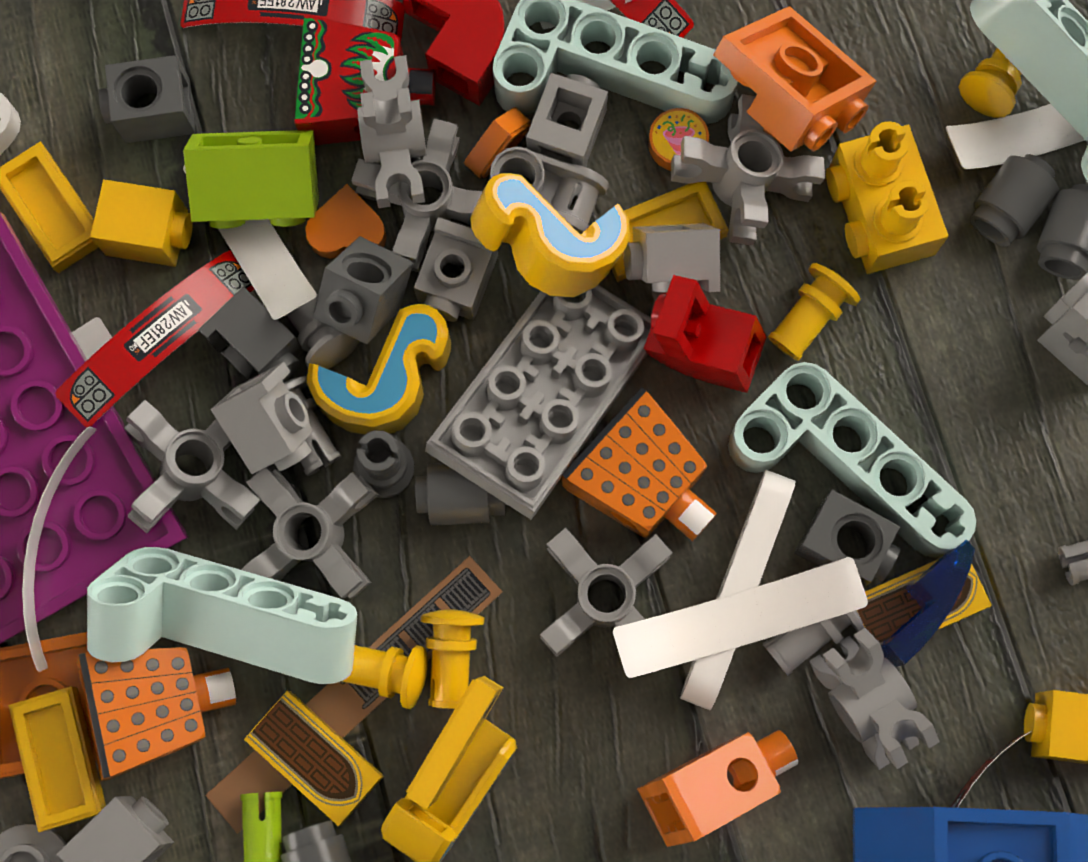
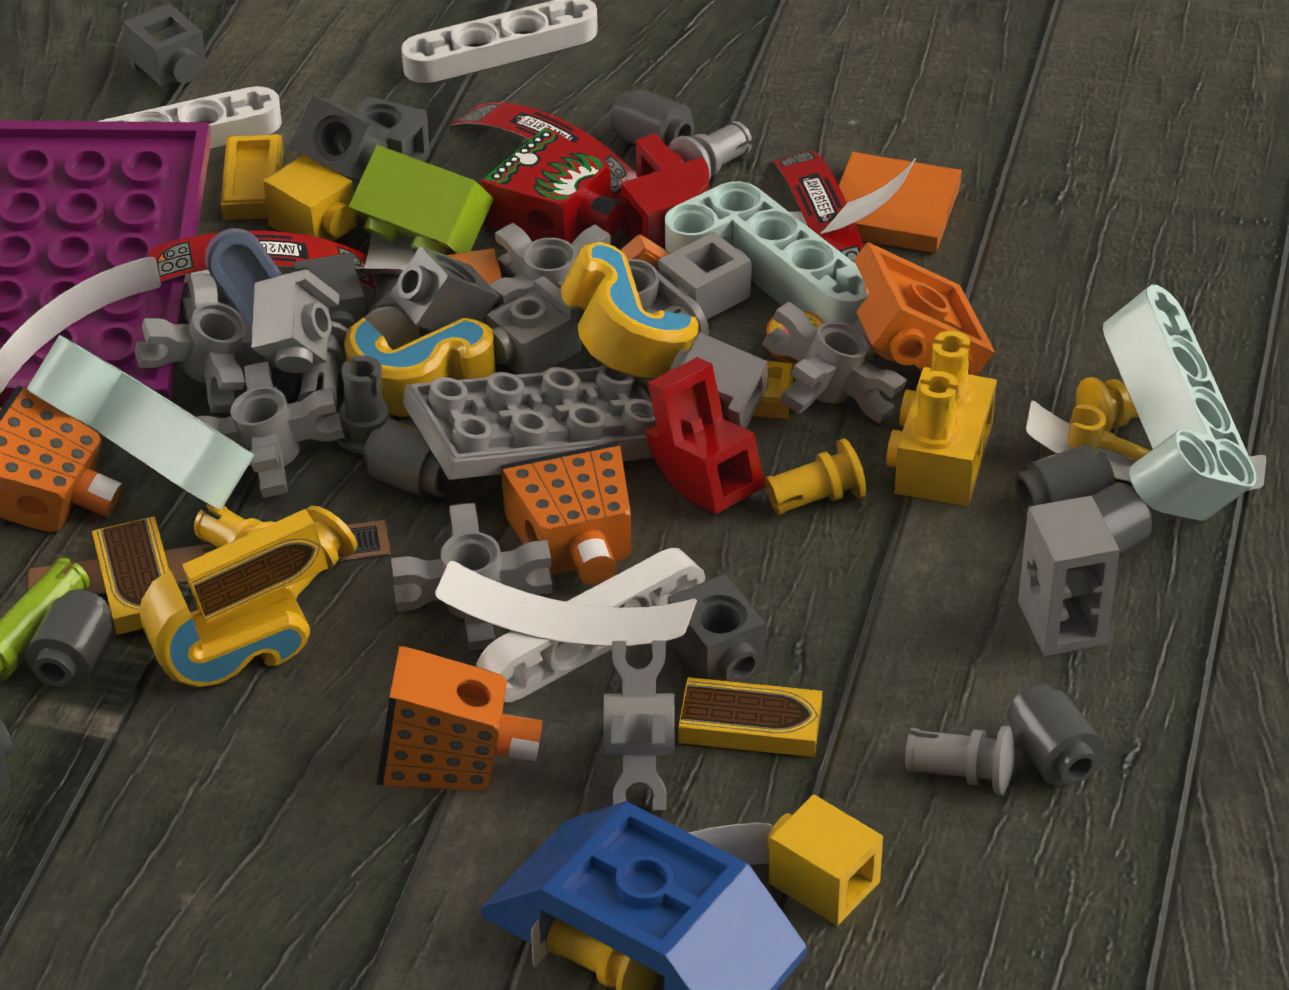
camera: 30 degrees right, 35 degrees down
(115, 164) = (320, 134): none -> dark grey brick
(176, 375) = (236, 263): none -> sand blue tile
(391, 130) = (549, 202): light grey pin -> none
(798, 645) = (608, 680): light grey pin -> none
(858, 469) = (756, 535): light aqua beam -> none
(936, 593) = (736, 698): clear blue slope -> none
(1014, 126) = (1088, 428): none -> yellow hand

